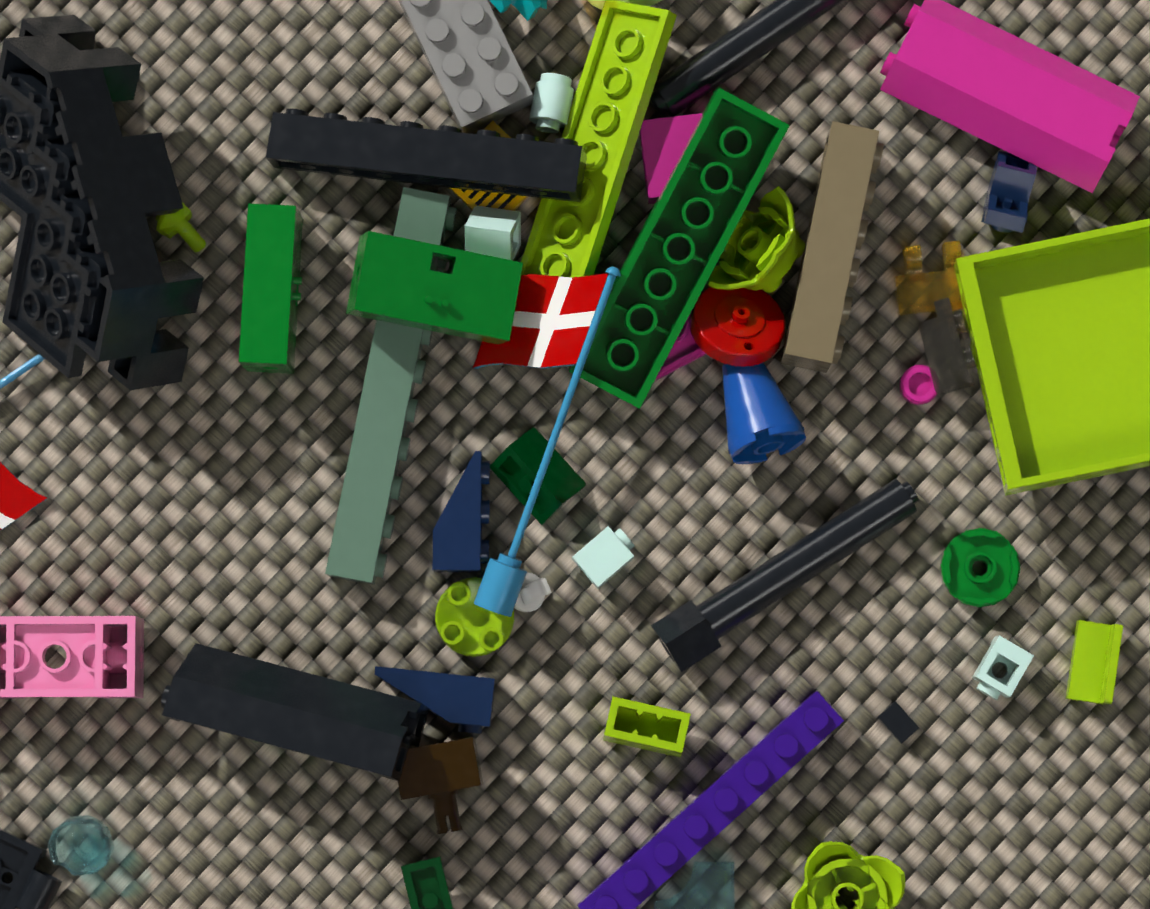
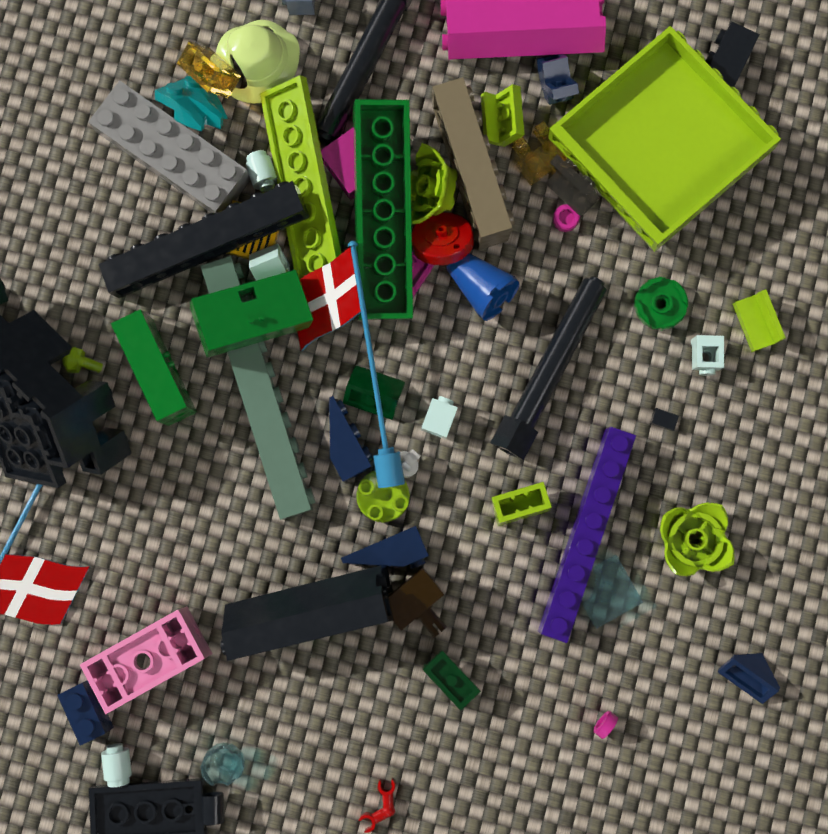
camera: 30 degrees left, 0 degrees up
(909, 204) = (503, 116): none -> lime bracket

